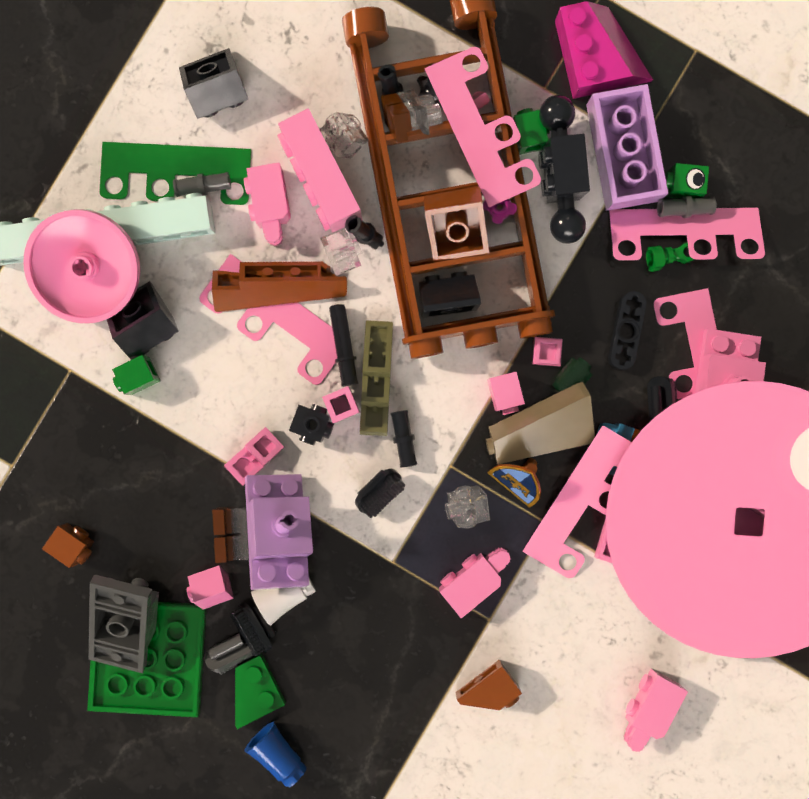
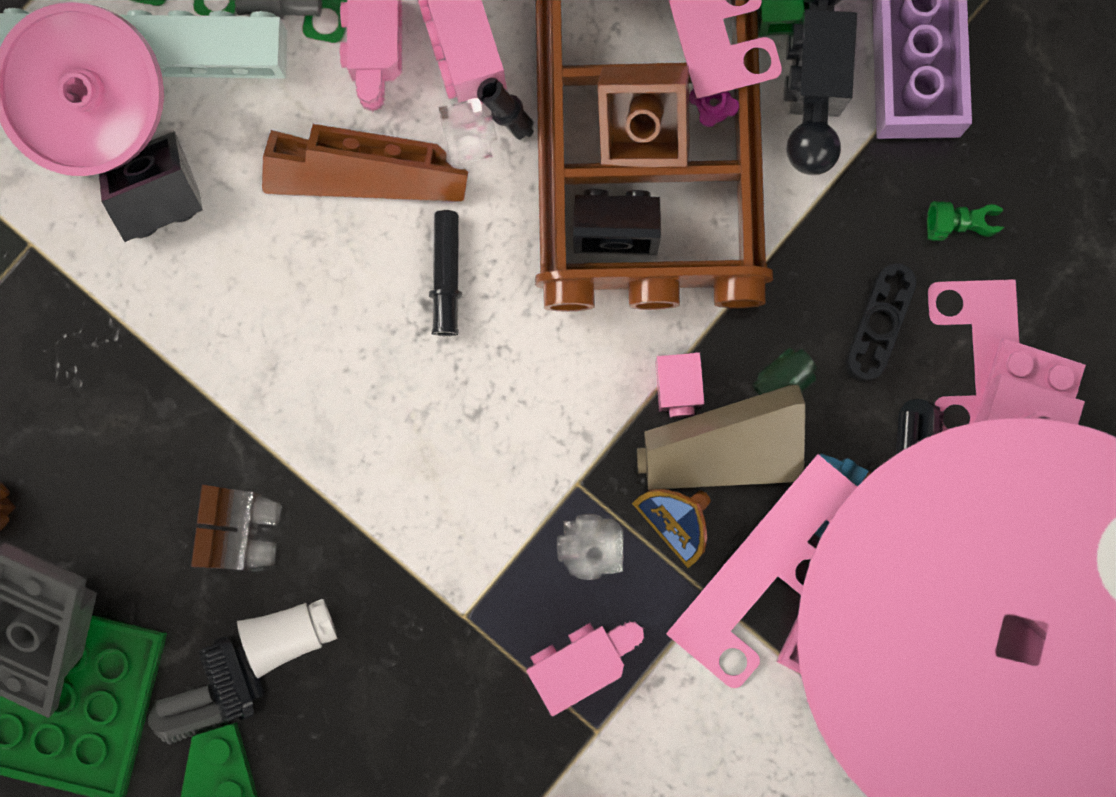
camera: 20 degrees right, 5 degrees down
(135, 375) = (126, 266): green brick -> none
(209, 587) = (176, 604): bright pink brick -> none
(254, 456) = (281, 418): bright pink slope -> none
(278, 531) = (294, 534): lavender brick -> none
(294, 320) = (379, 224): bright pink piece -> none
(301, 424) = (366, 370): black brick -> none
(341, 404) = (426, 359): bright pink brick -> none
(376, 378) = (486, 330): olive slope -> none
(379, 492) = (461, 503): black piece -> none
(403, 438) = (512, 428): black pin -> none
(547, 351) = (753, 334): bright pink tile -> none
(686, 206) = (999, 150): dark grey pin -> none
(687, 180) = (1005, 113): green brick -> none
(740, 222) = (1007, 177): bright pink piece -> none

